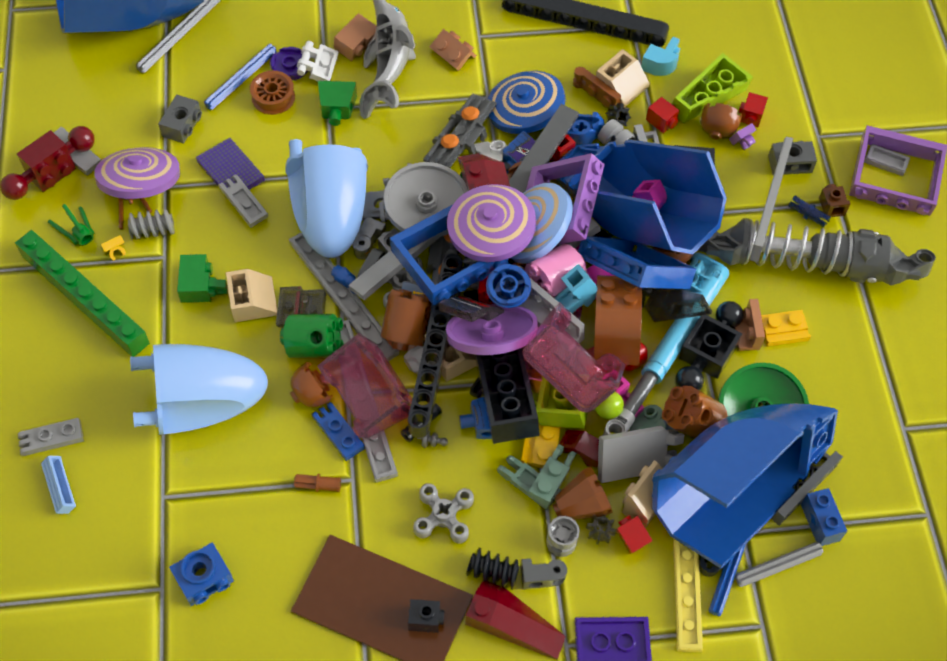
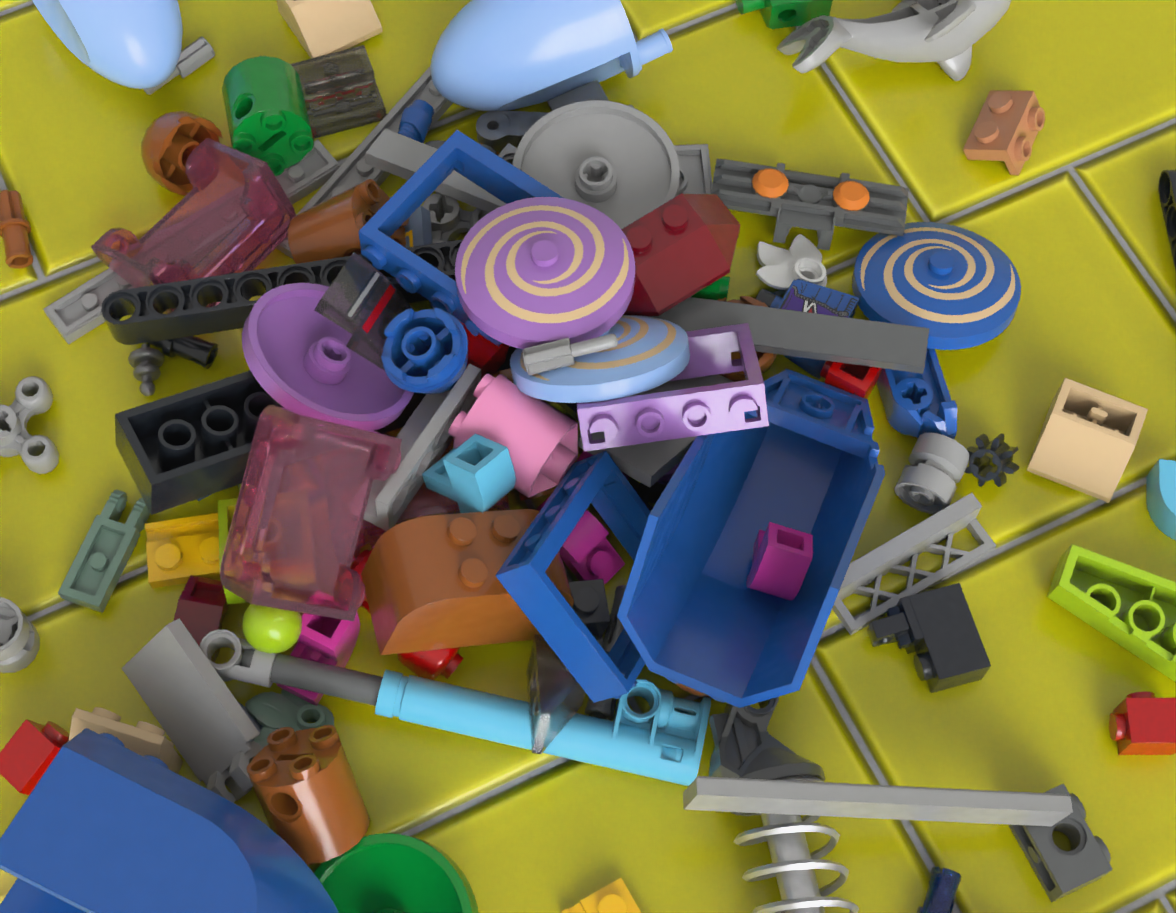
camera: 70 degrees right, 5 degrees up
(338, 432) = (133, 210): blue hinge -> none
(541, 225) = (562, 353): none -> light grey axle
(551, 477) = (114, 579): sand green hinge -> none
(582, 497) = (87, 651): dark orange cone -> none
(595, 87) = (1040, 400): dark orange plate -> none
(603, 523) = (32, 689): clear smoke gear -> none
(662, 115) = (1033, 543): red brick -> none
(710, 345) = (497, 790): black brick -> none
(720, 120) = (1070, 661): dark orange cylinder -> none
(744, 137) = (1066, 723): medium lavender tile -> none
(751, 327) = (577, 857): nougat bracket -> none

